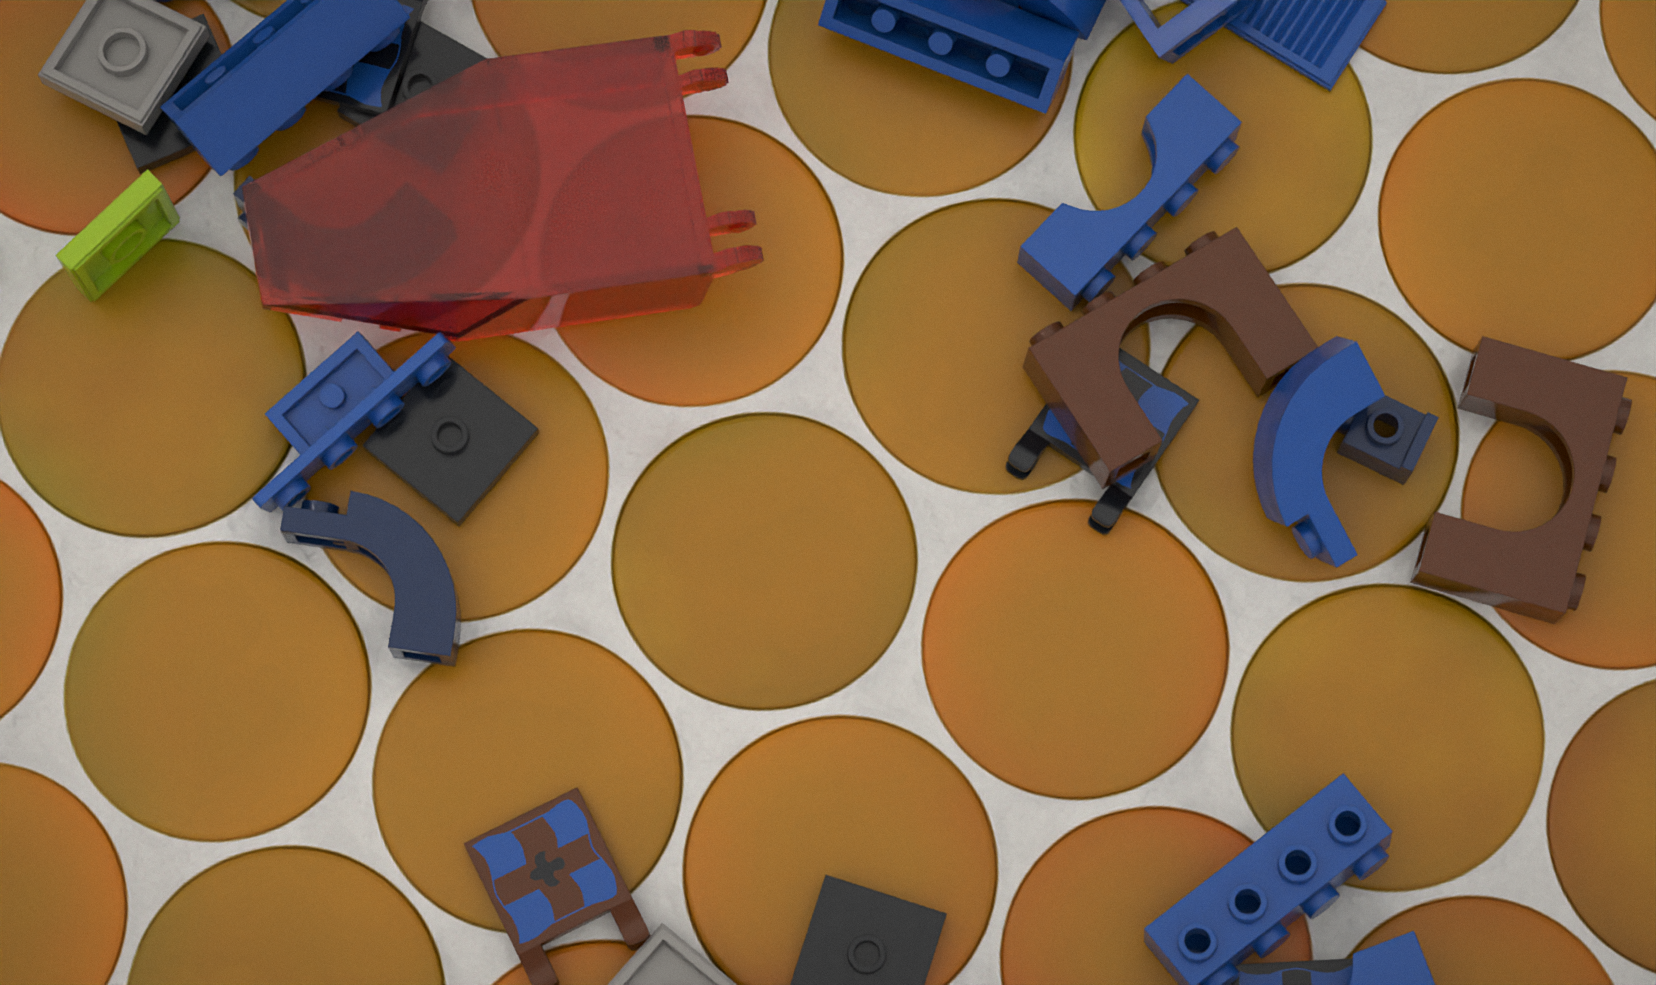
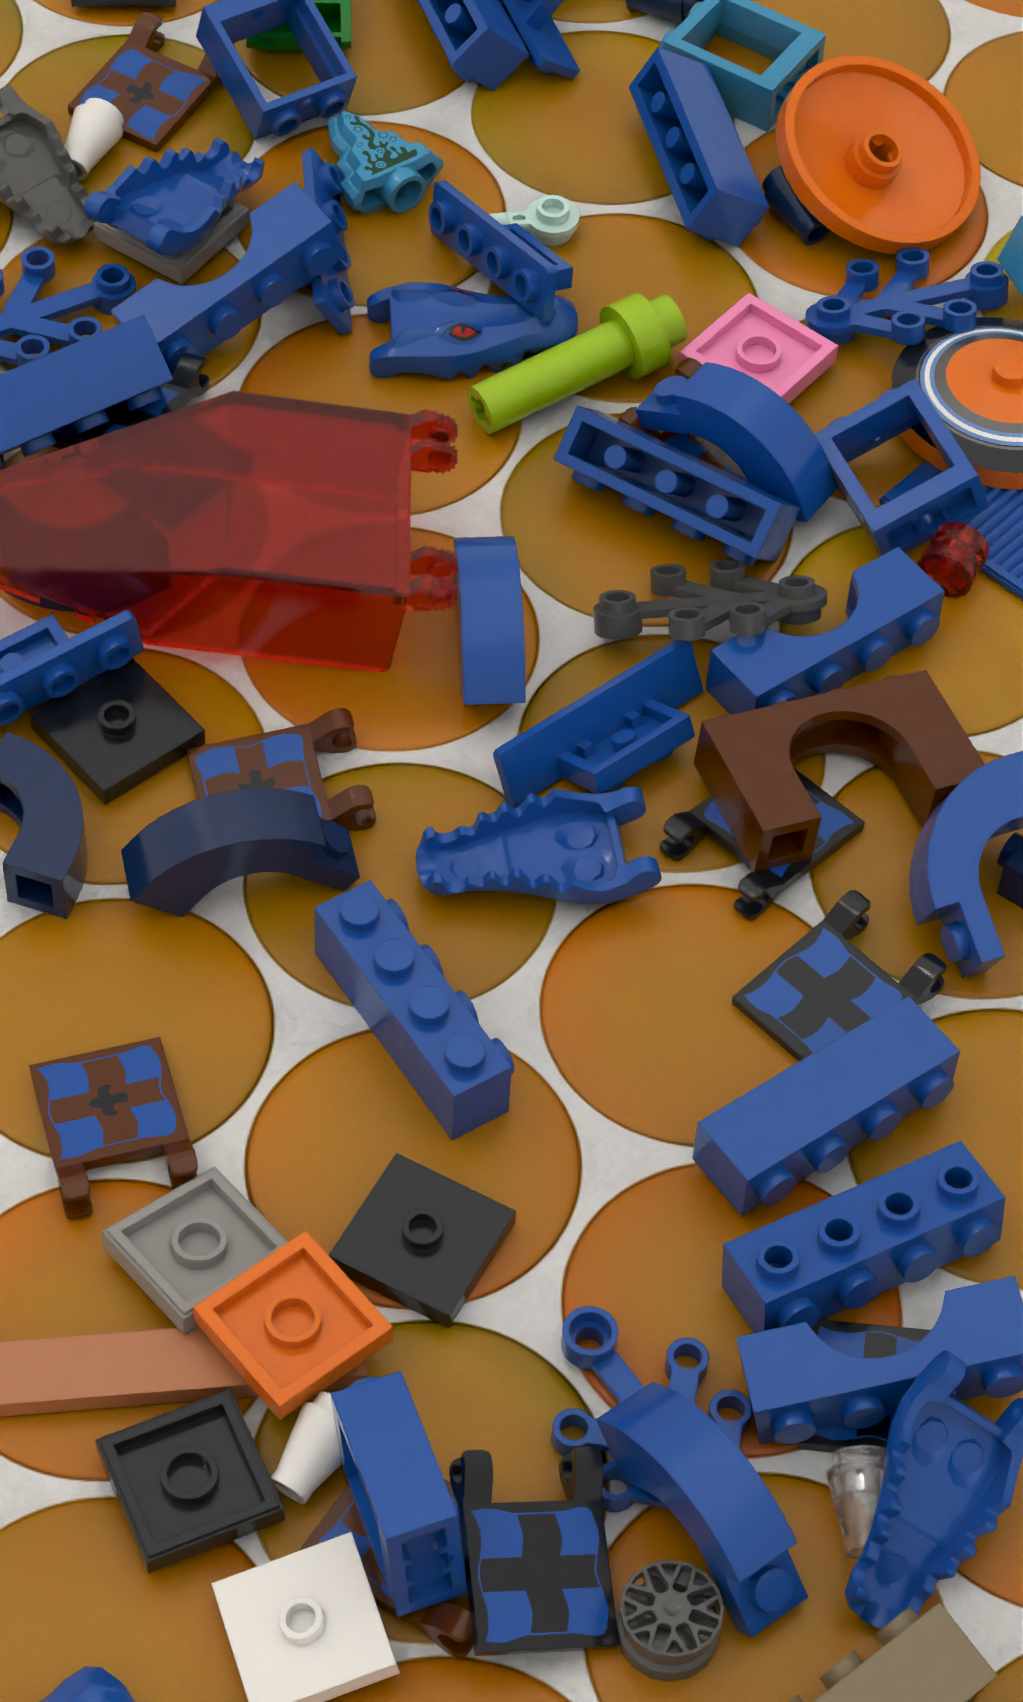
camera: 10 degrees right, 25 degrees down
(606, 575) = (233, 836): none -> dark blue arch
(611, 478) = (287, 762): none -> reddish brown flag
(791, 242) = (490, 620): none -> blue arch
(808, 719) = (413, 1009): none -> blue brick
(899, 508) = (547, 848): none -> blue animal
(938, 354) = (608, 730): none -> blue bracket
(1083, 156) = (702, 607): none -> dark grey plant
(1194, 612) = (829, 985): none -> black flag
(1213, 750) = (825, 1106): none -> blue brick
(1242, 61) = (954, 558): none -> clear red wheel

